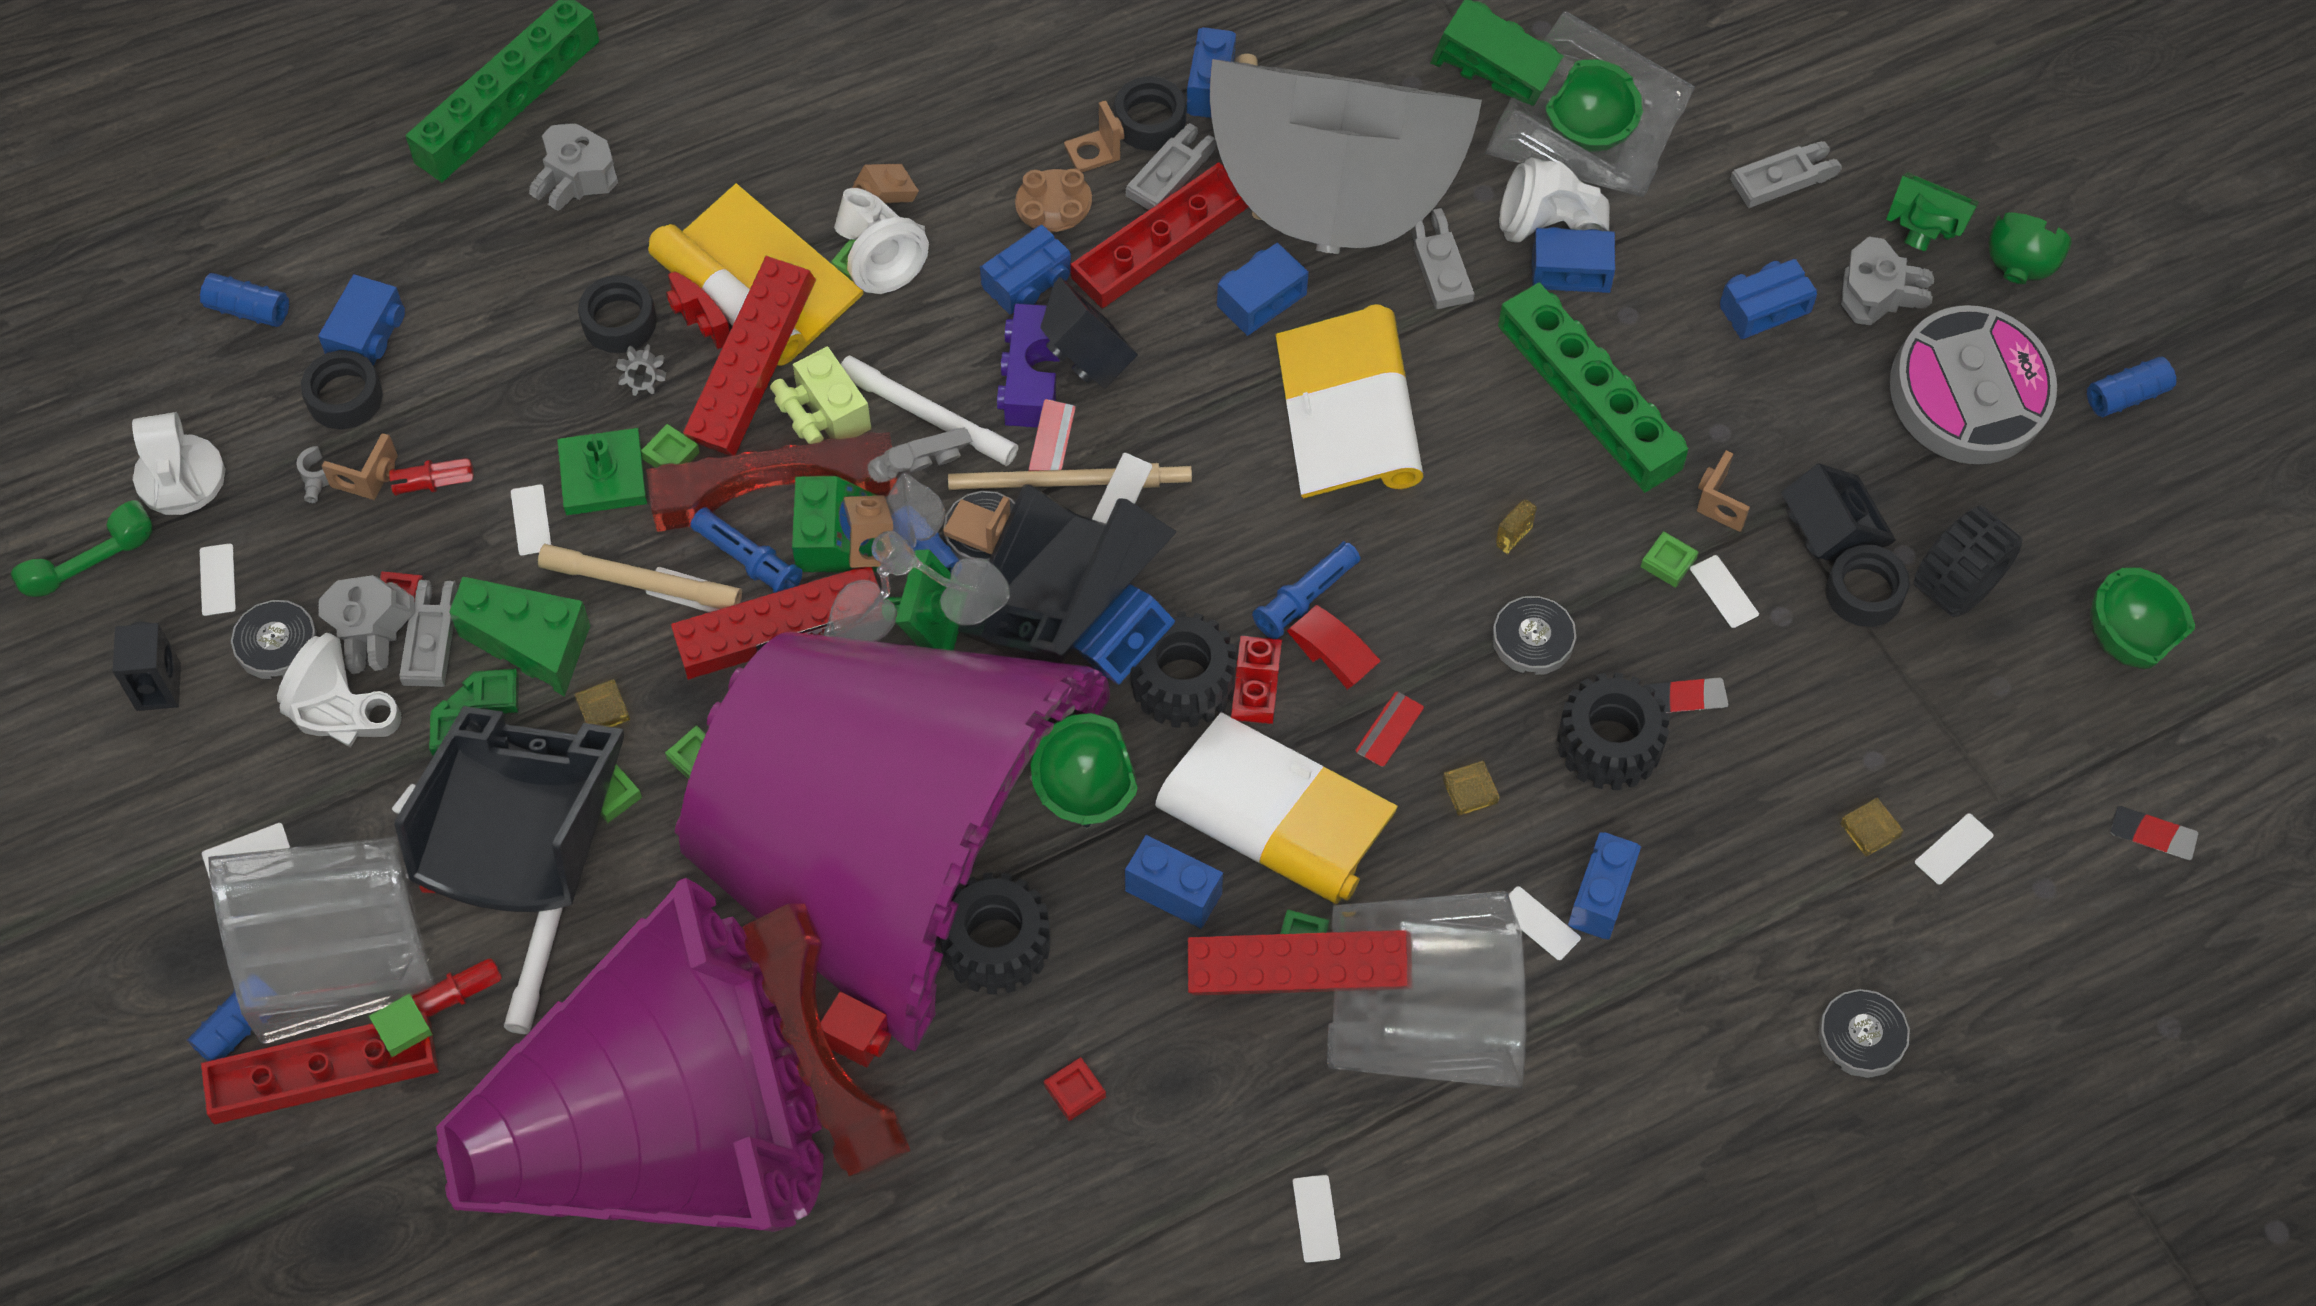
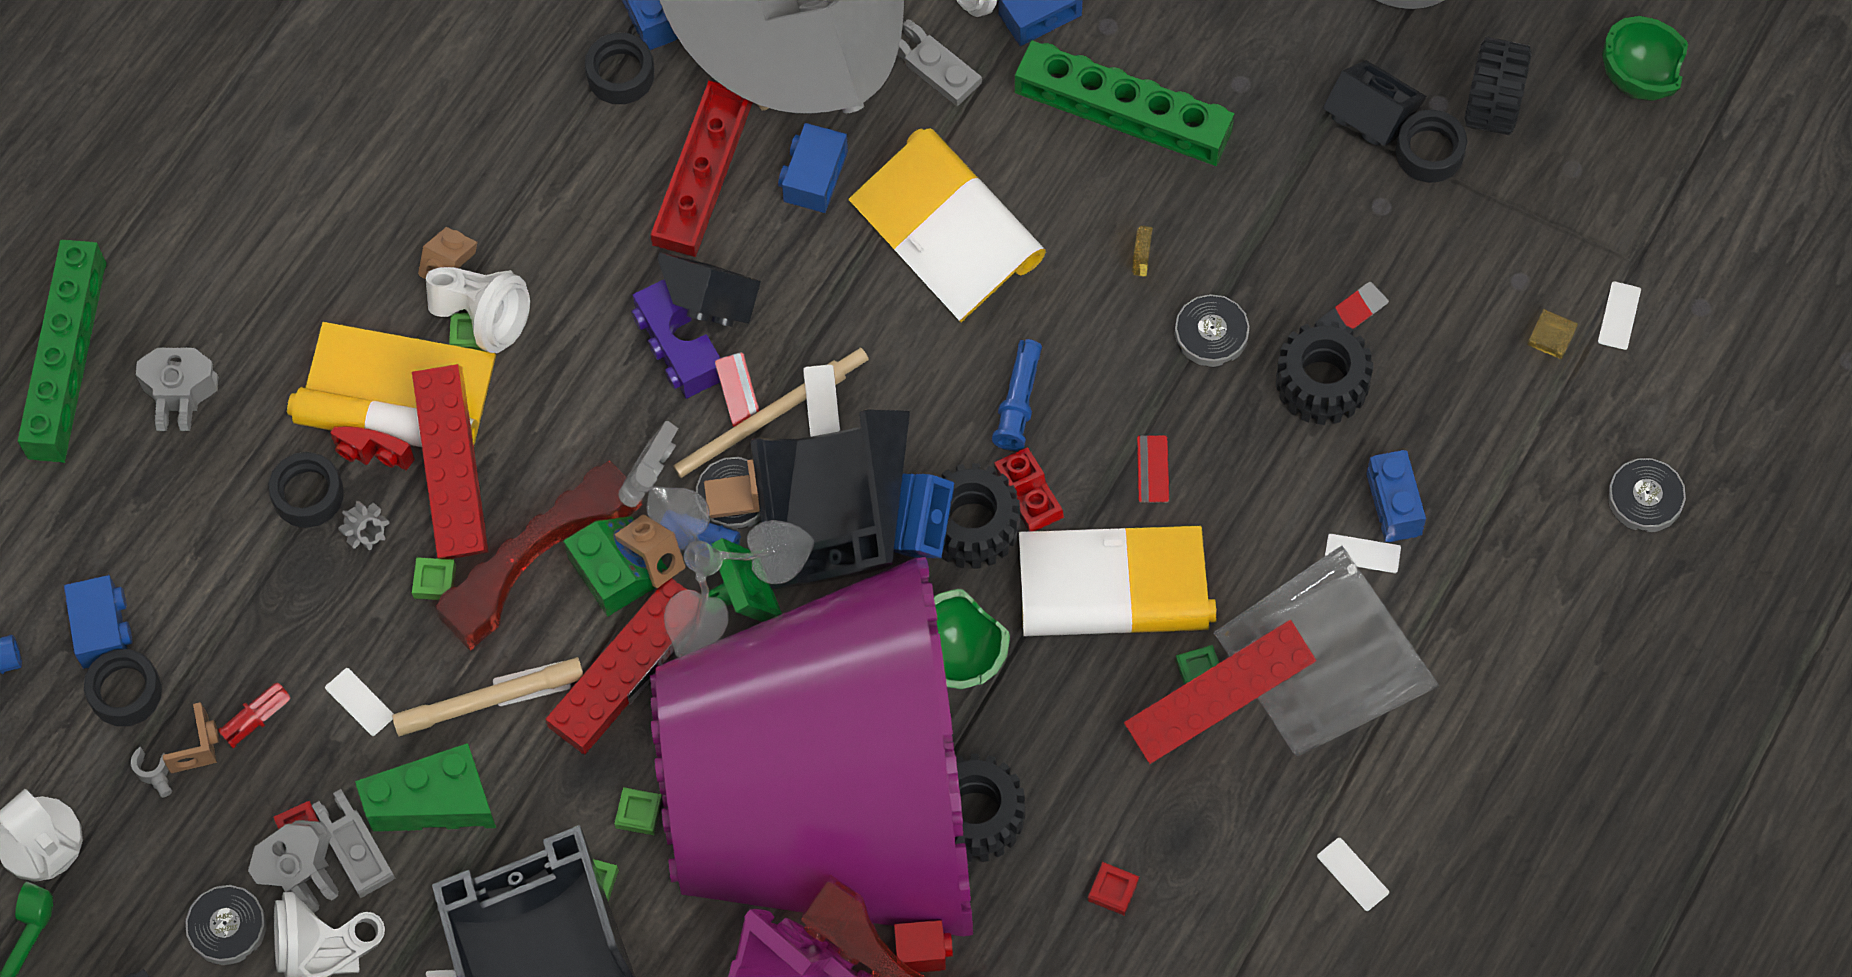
camera: 30 degrees left, 5 degrees up
(217, 579) = (136, 905): white sticker -> none
(482, 689) = (428, 865): green tile -> none
(602, 471) = (390, 628): green tile -> none
(602, 705) = (535, 817): clear yellow tile -> none
(759, 561) = (576, 626): blue pin -> none
(830, 396) = (536, 458): yellowish green brick -> none
(983, 439) = (555, 424): white piece -> none
(1026, 269) = (616, 259): blue brick -> none
(1053, 199) = (593, 187): medium nougat dish -> none
(1105, 139) = (600, 109): medium nougat bracket -> none
(1170, 168) = (669, 109): light grey hinge -> none
(1173, 881) = (1080, 686): blue brick -> none
(1340, 648) = (1071, 426): red slope -> none
(1471, 788) = (1245, 479): clear yellow tile -> none
(1669, 559) = (1271, 209): bright green tile -> none
(1711, 497) = (1273, 144): medium nougat bracket -> none
(1724, 591) = (1327, 211): white sticker -> none
(2154, 832) = (1750, 218): sticker -> none

